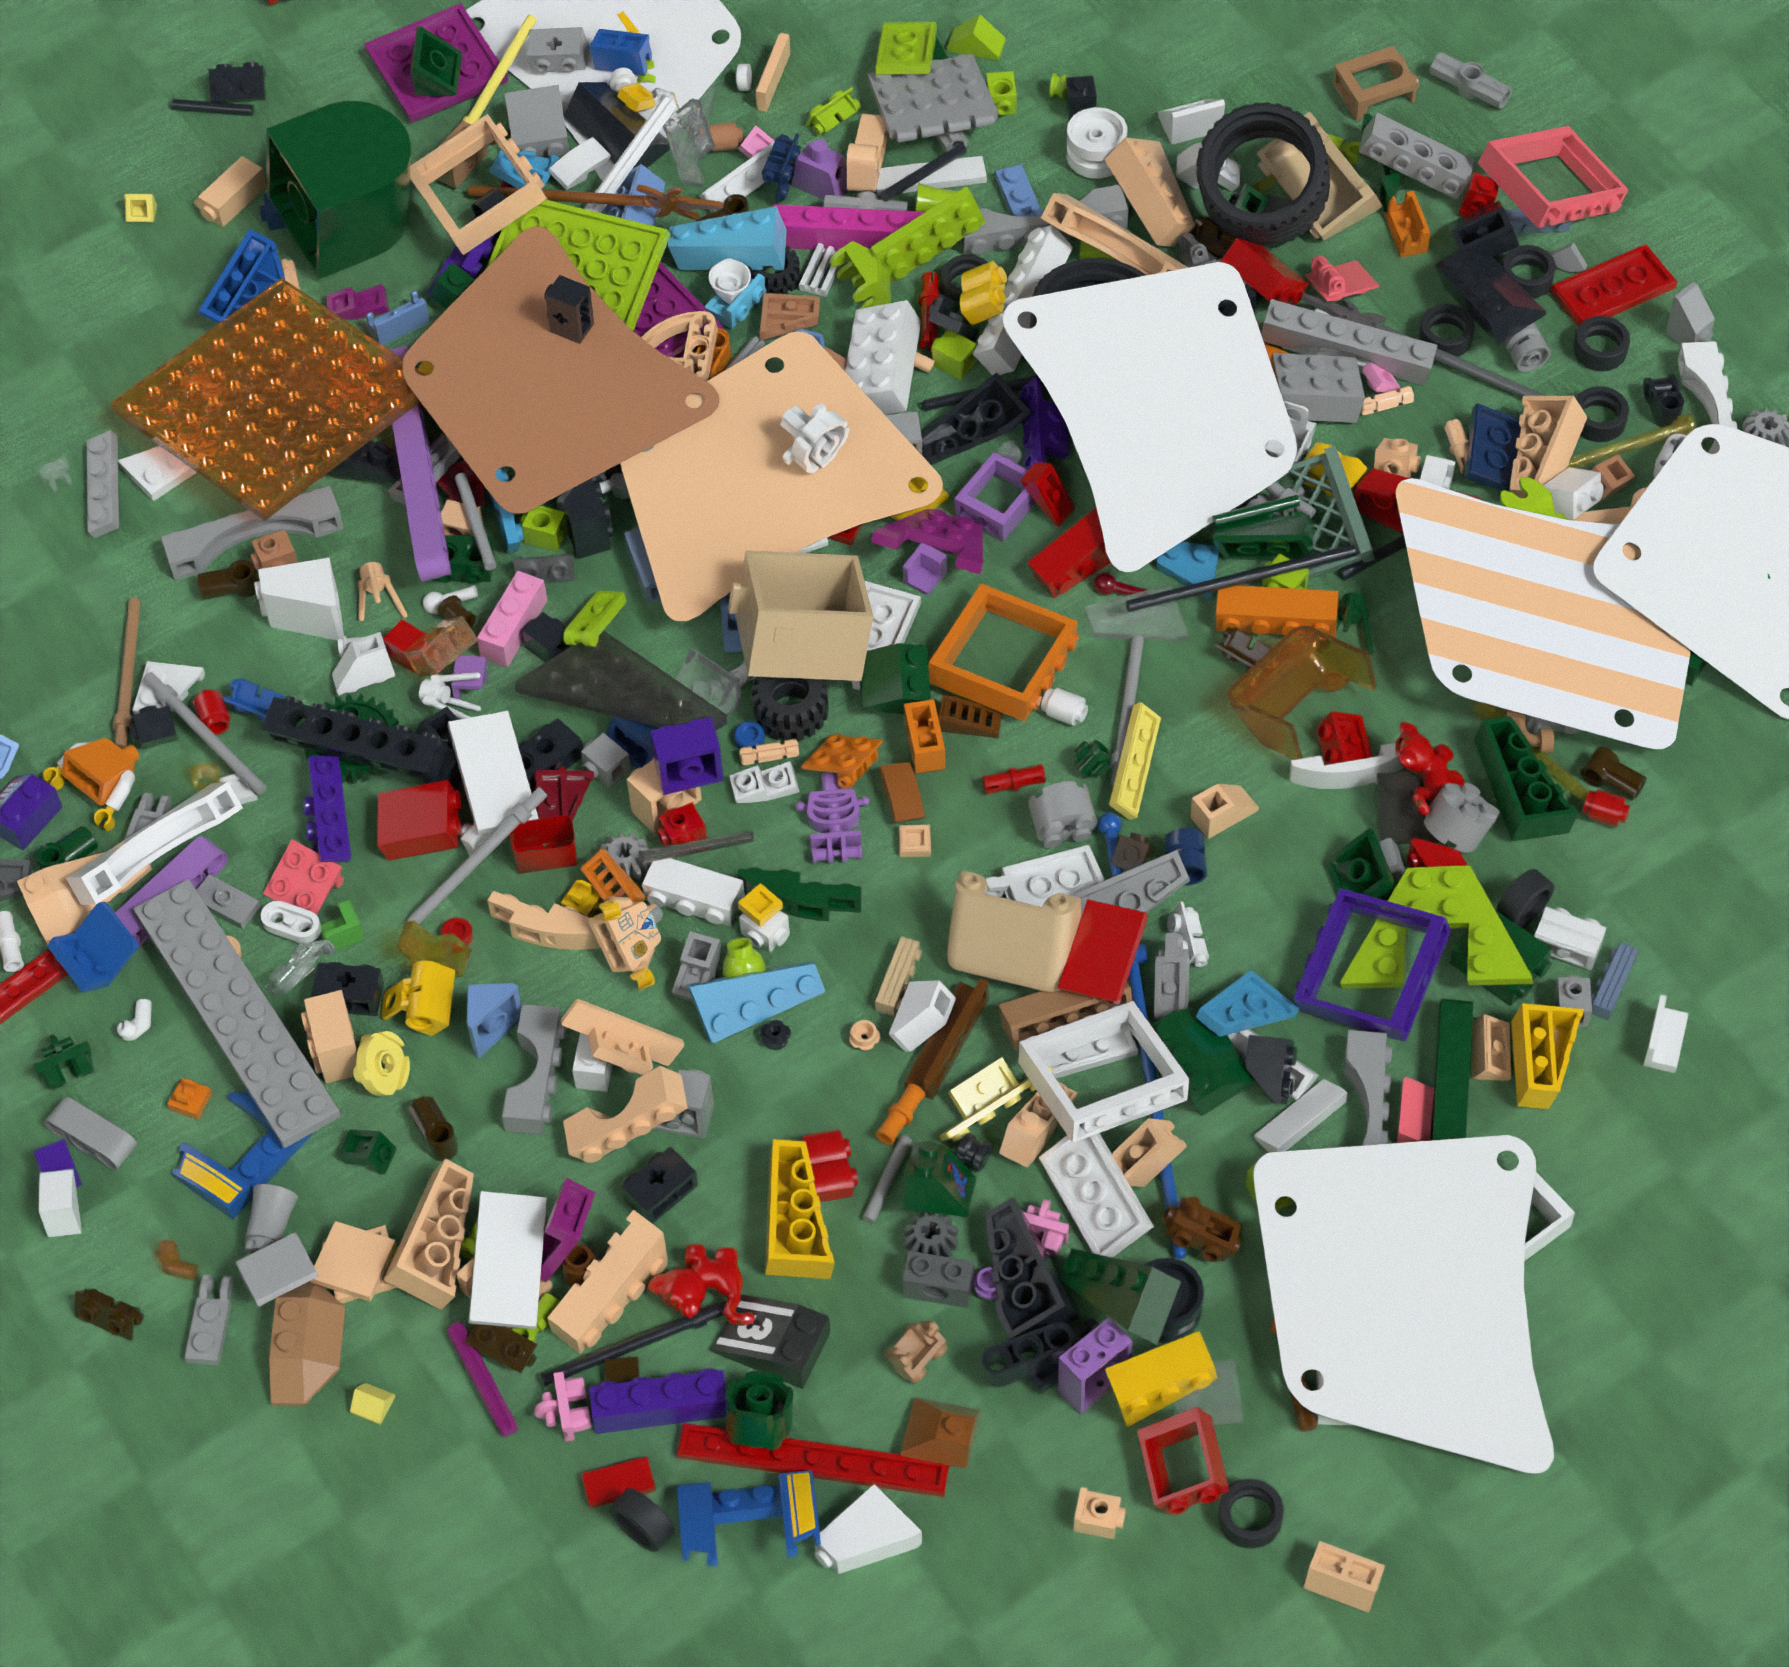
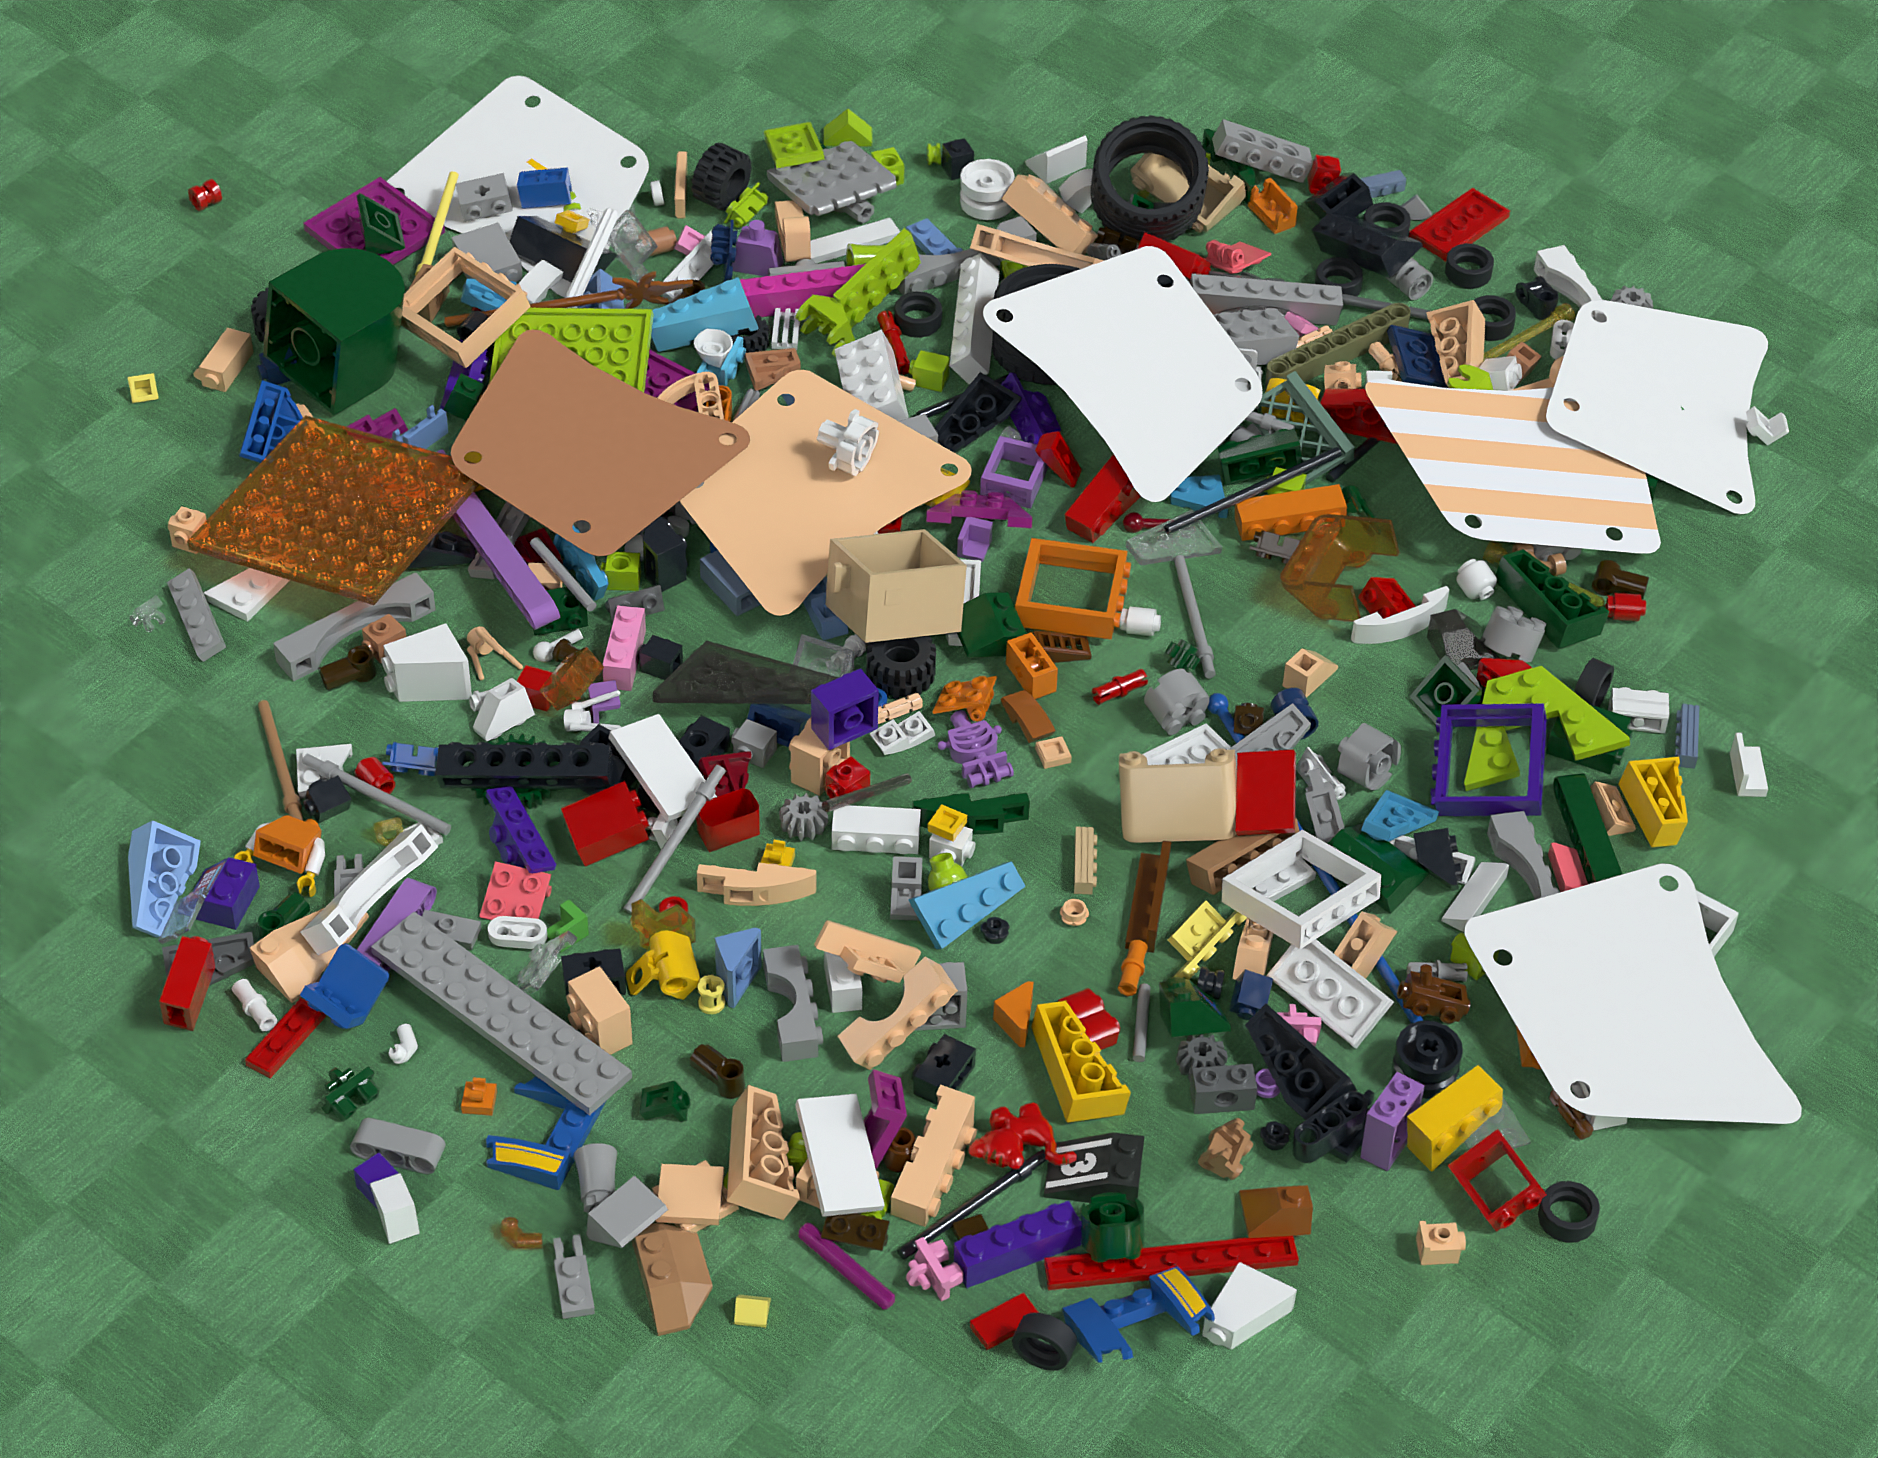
camera: 20 degrees left, 10 degrees down
(97, 1309) = (473, 1294): dark brown hinge -> none
(122, 378) = (184, 525): none -> light nougat brick
(212, 107) = (179, 298): black bar -> none
(237, 83) = (196, 274): black bracket -> none
(369, 1070) = (652, 1026): light yellow plate -> none
(450, 1043) = (707, 997): none -> light yellow bush
(569, 308) = (592, 382): black brick -> none
(594, 618) = (699, 632): lime plate -> none
(620, 877) = (824, 850): orange slope -> none
(622, 77) = (551, 208): white plate -> none
(628, 936) = (836, 875): light nougat torso -> none
(757, 1135) = (1014, 1011): none -> orange slope
(812, 73) = (721, 176): none -> black tyre
(921, 1013) = (1119, 882): white slope -> none
(923, 172) = (847, 236): black bar -> none
(944, 313) = (917, 340): black bracket -> none
(975, 1352) = (1273, 1141): none -> black plate
(983, 292) = (943, 313): yellow brick -> none
(1007, 1178) = (1250, 994): none -> dark blue brick
(1125, 1291) = (1407, 1046): dark green wedge -> none
(1135, 761) = (1219, 650): light yellow tile -> none
(1222, 1197) = (1444, 971): none -> light grey axle
(1243, 928) = (1368, 756): none -> light grey brick
(1256, 510) = (1247, 434): dark green bar -> none
(1344, 1576) = (1669, 1241): light nougat hinge -> none
(1358, 99) = (1220, 100): medium nougat panel -> none
(1411, 415) = (1339, 345): none -> olive beam
(1431, 763) = (1471, 598): red animal -> none
(1453, 733) = (1476, 579): none -> white head
(1470, 80) = (1278, 92): light grey piece -> none
(1502, 155) = (1341, 139): coral window -> none
(1574, 993) = (1663, 747): light grey brick -> none
(1690, 317) = (1535, 231): light grey slope -> none

